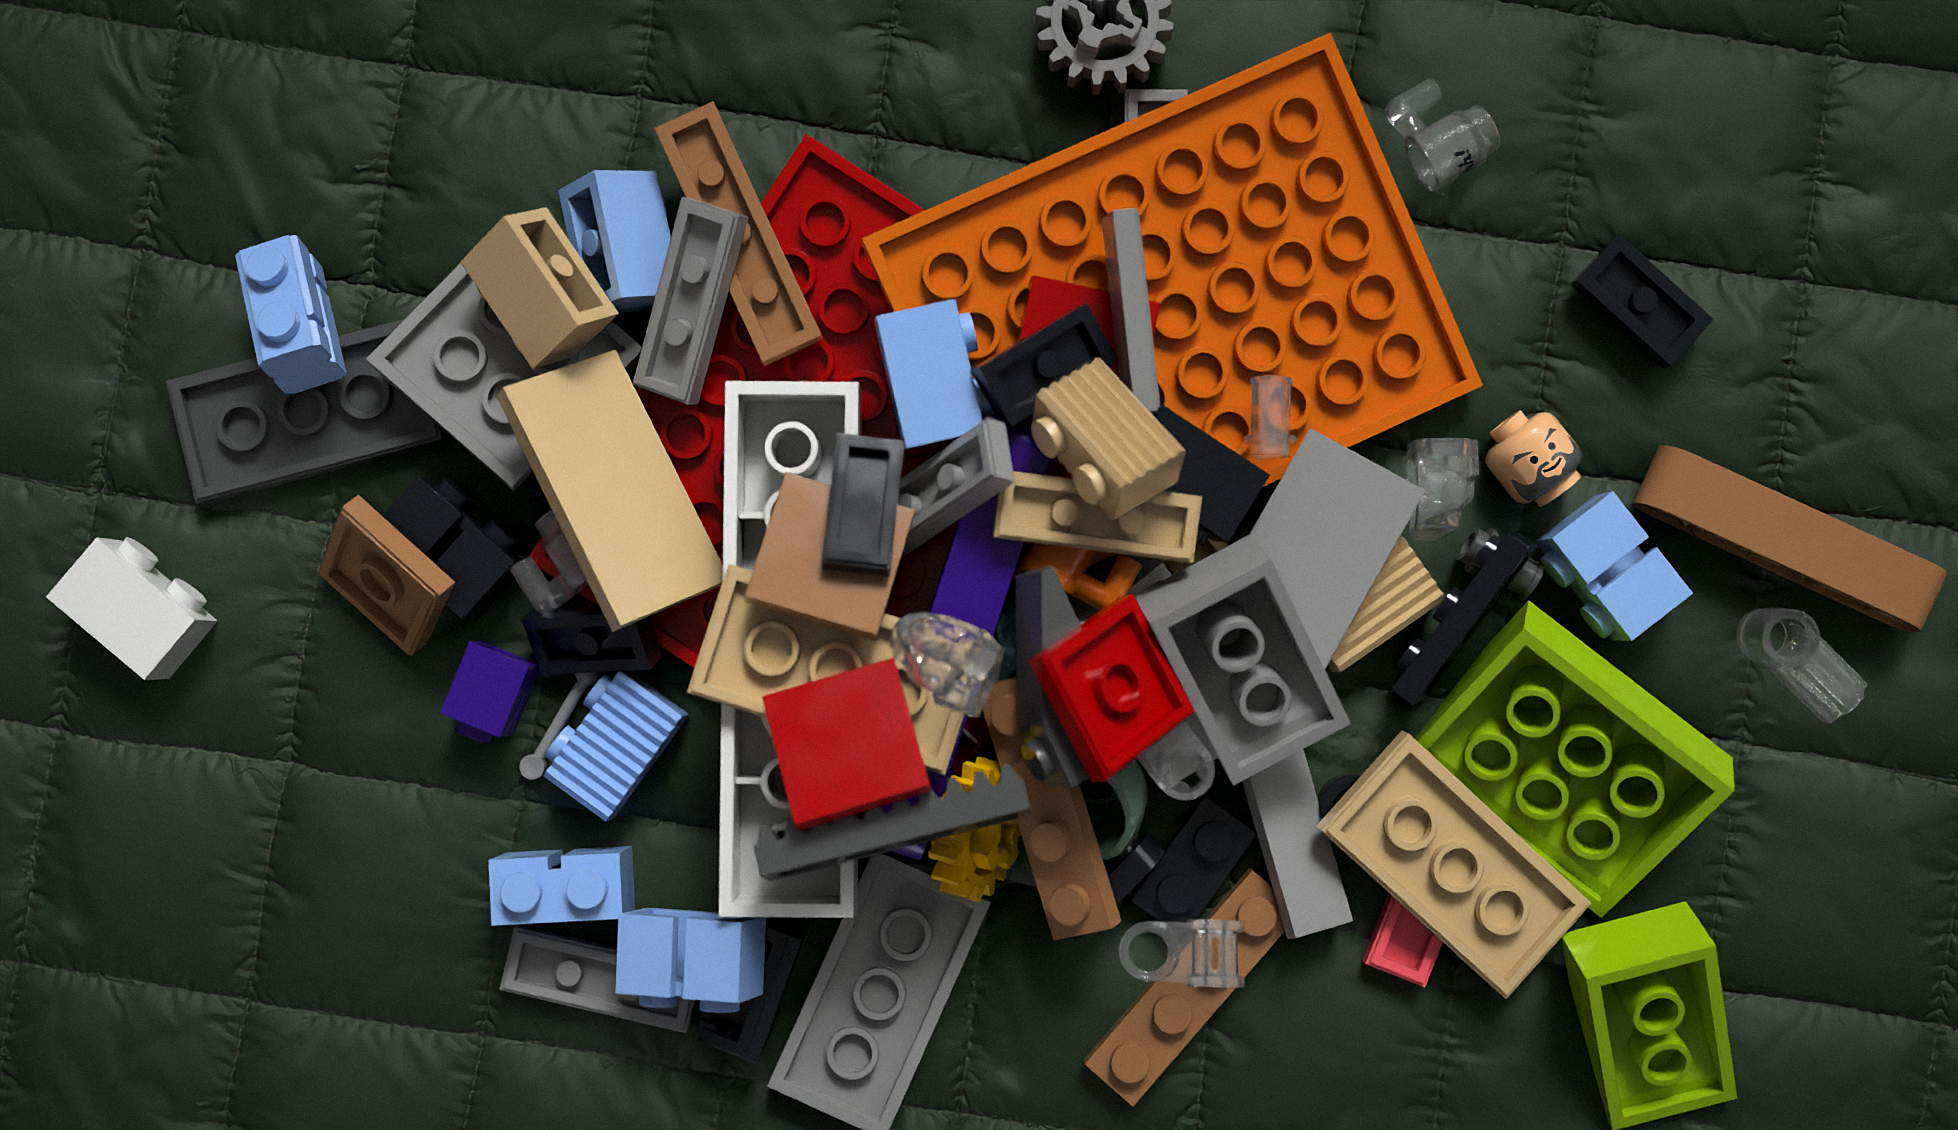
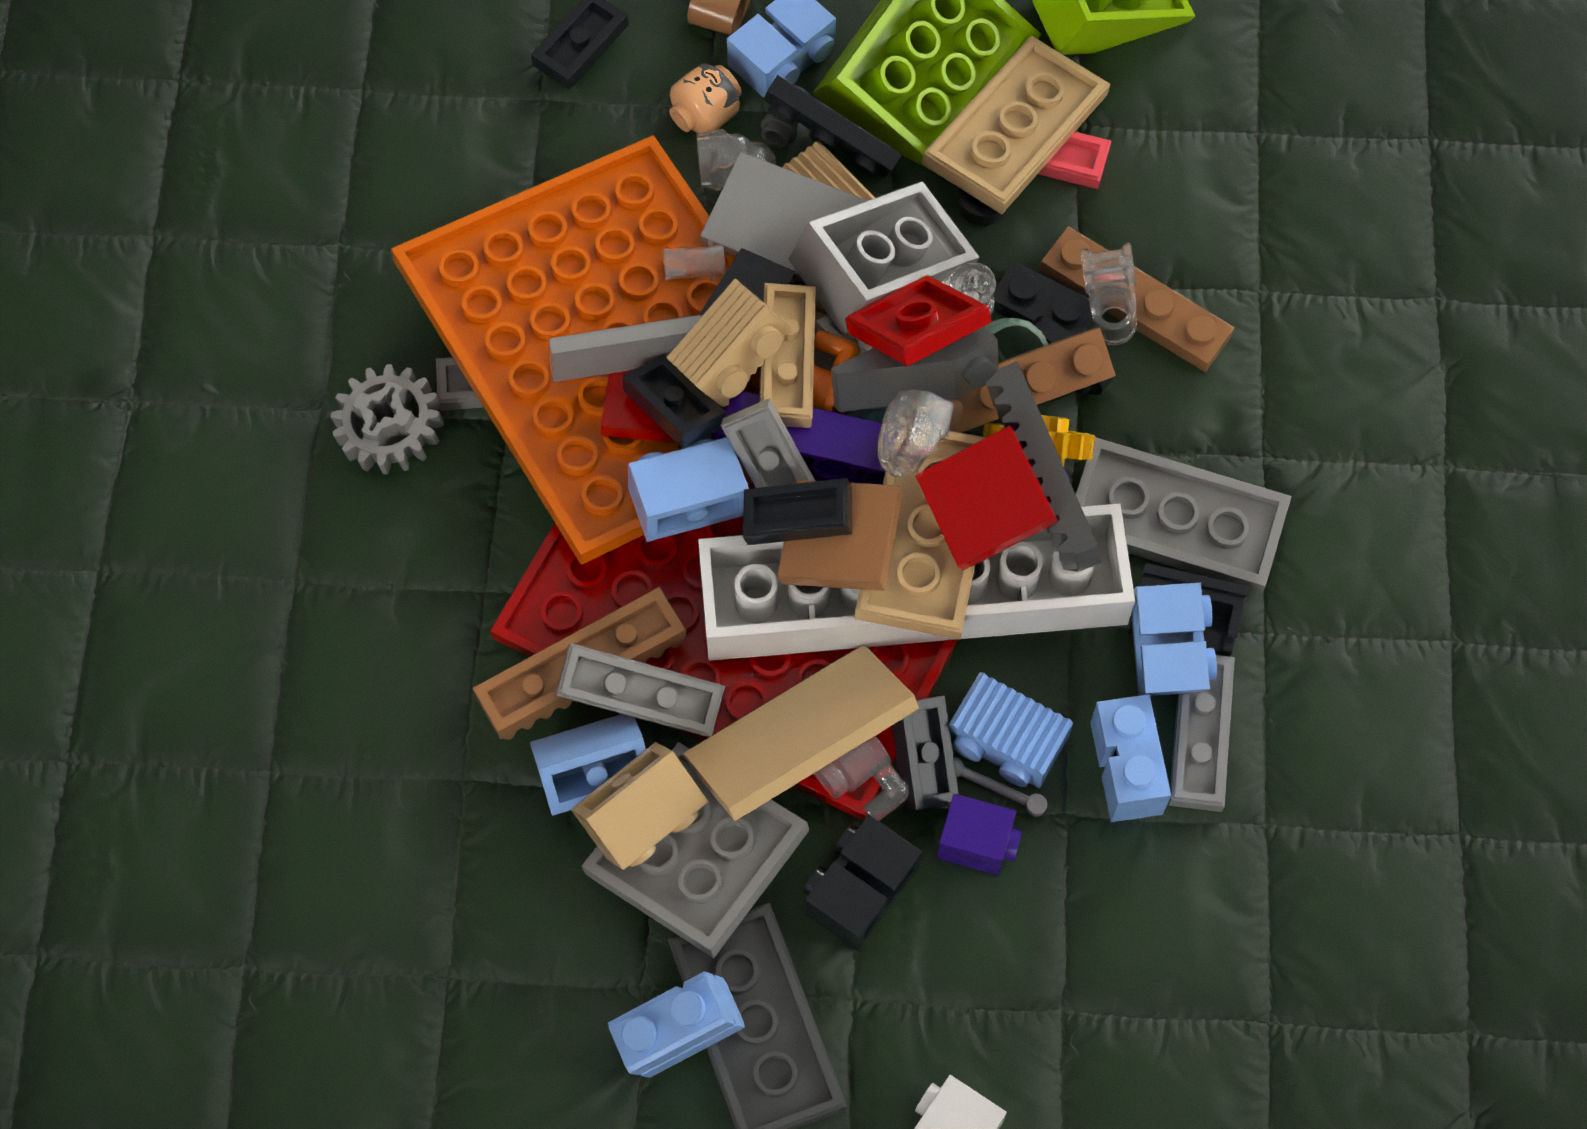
camera: 95 degrees left, 20 degrees down
(385, 576) = (893, 920): medium nougat tile -> none
(1294, 849) = (1027, 228): light grey tile -> none
(1446, 146) = (472, 175): clear piece -> none

